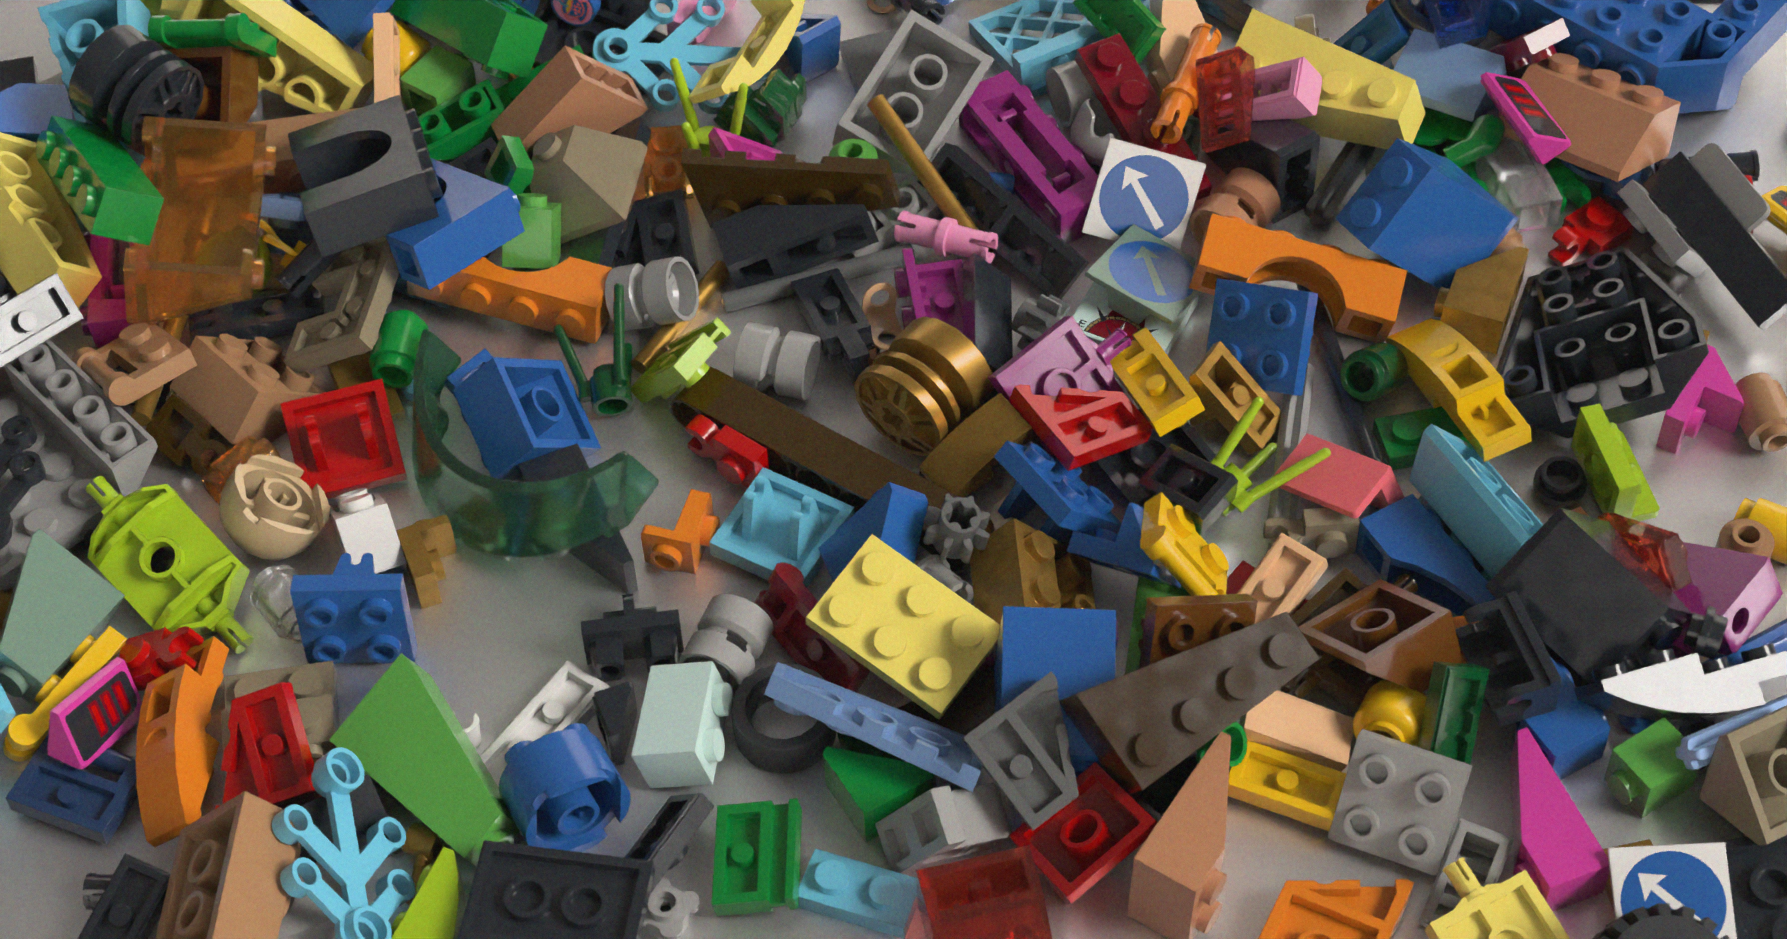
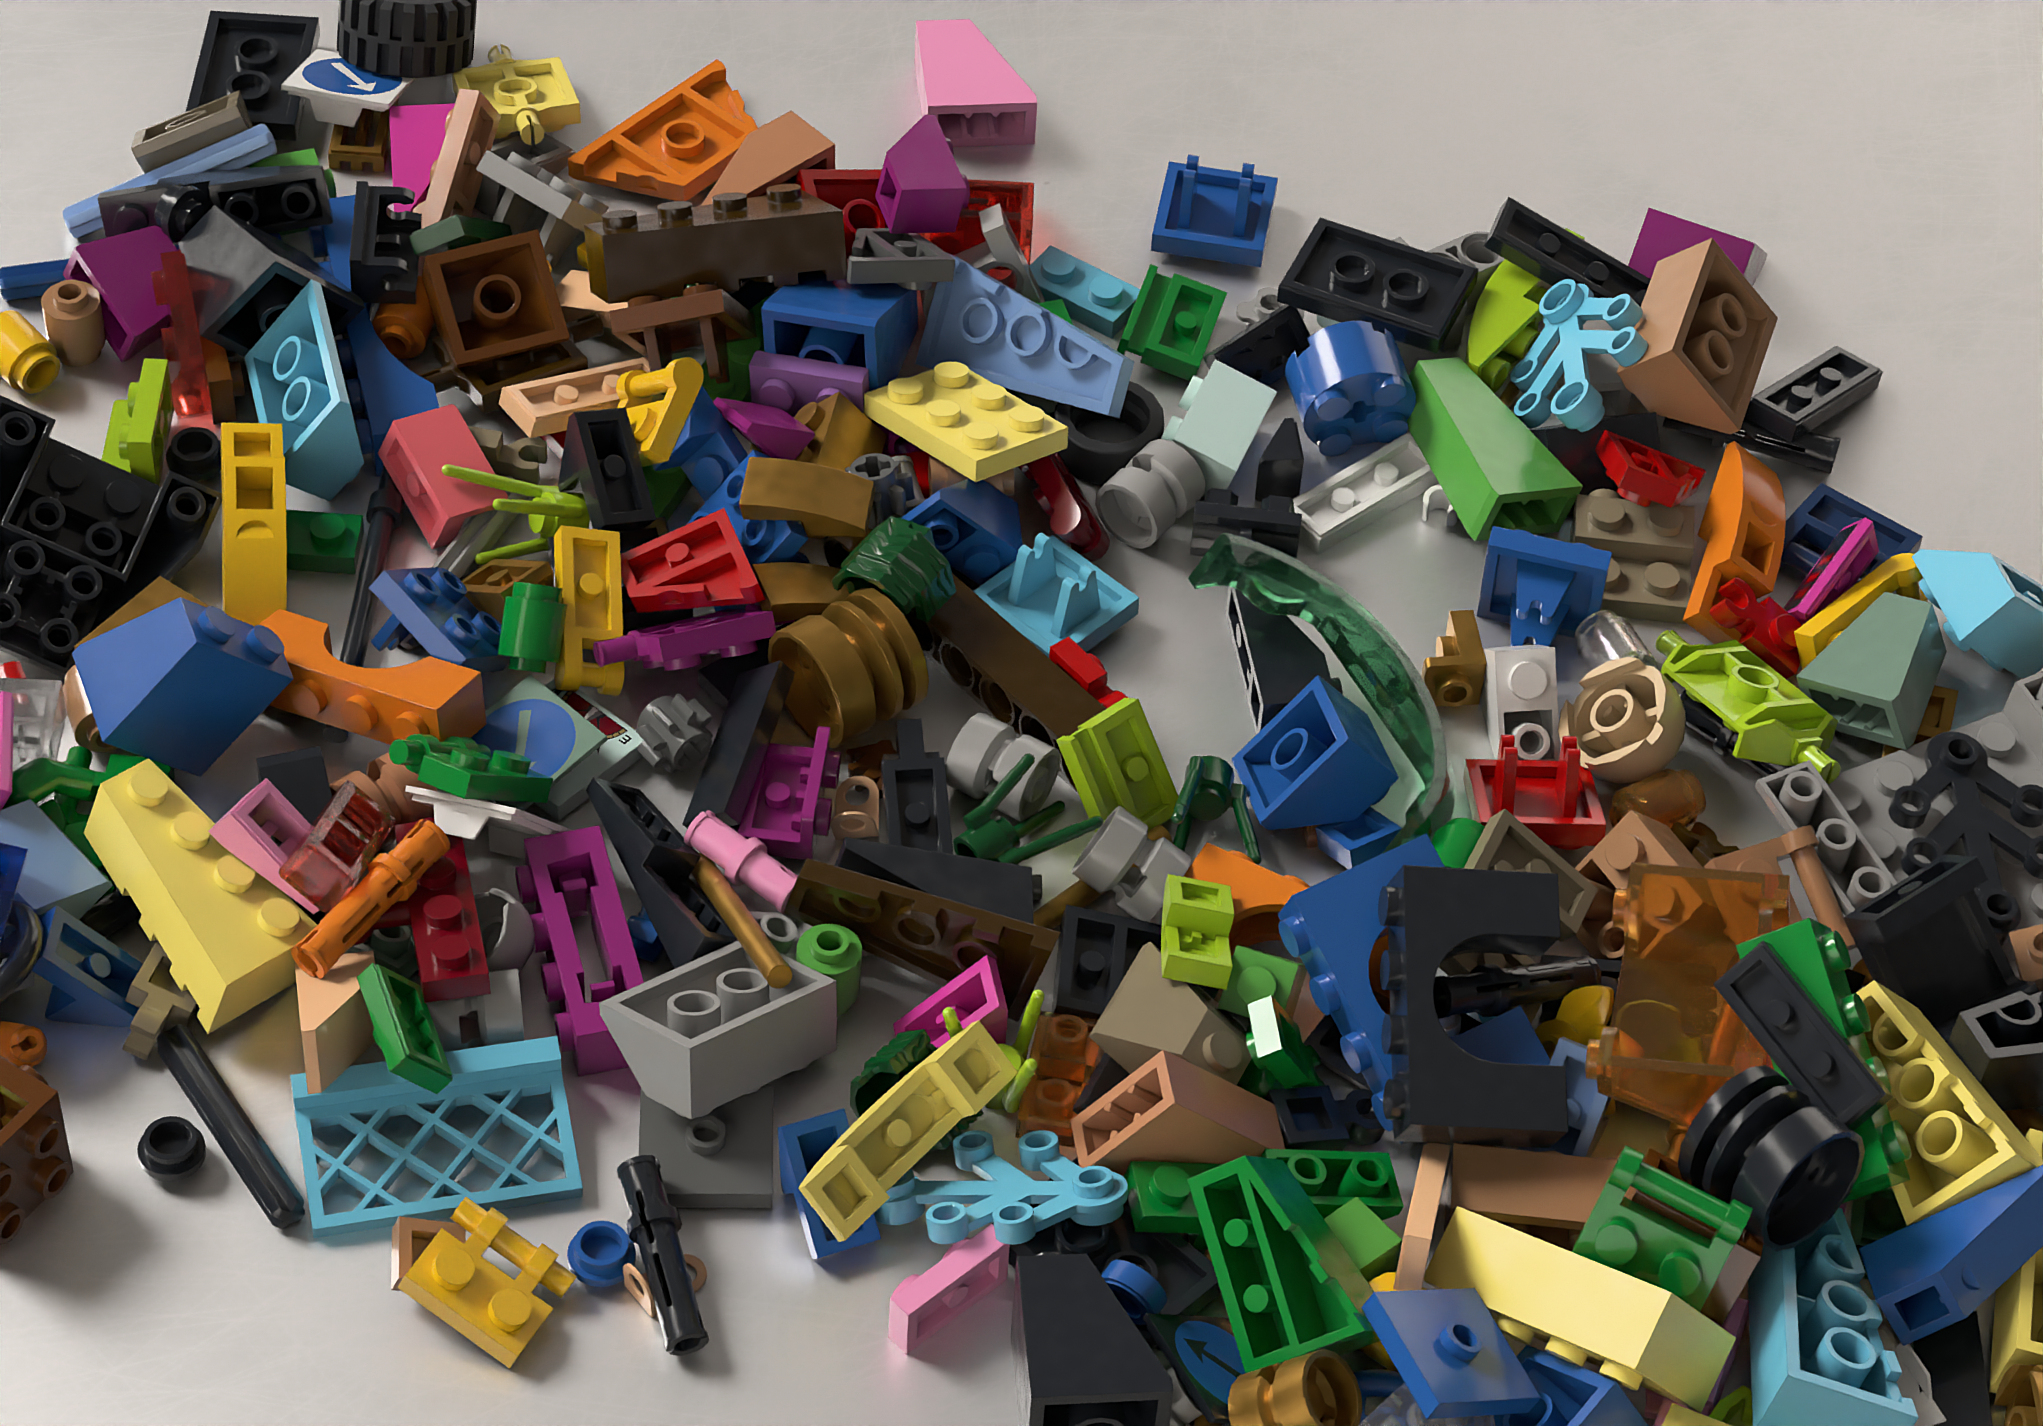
camera: 170 degrees left, 5 degrees down
(113, 151) = (1801, 1036): none -> black tile
(584, 220) = (1196, 932): none -> lime slope
(685, 545) = (1165, 608): orange bracket -> none
(762, 291) = (999, 840): none -> dark green plant
(910, 438) = (903, 564): none -> dark green hair
(992, 468) = (820, 496): none -> pearl gold slope
(1036, 838) = (921, 182): none -> magenta slope
(1080, 563) = (766, 427): none -> magenta slope
(1154, 189) = (468, 770): none -> green plate
(1196, 341) = (532, 627): none -> green brick
(1374, 371) = (331, 582): dark green brick -> none
(1500, 798) = (453, 176): none -> nougat plate

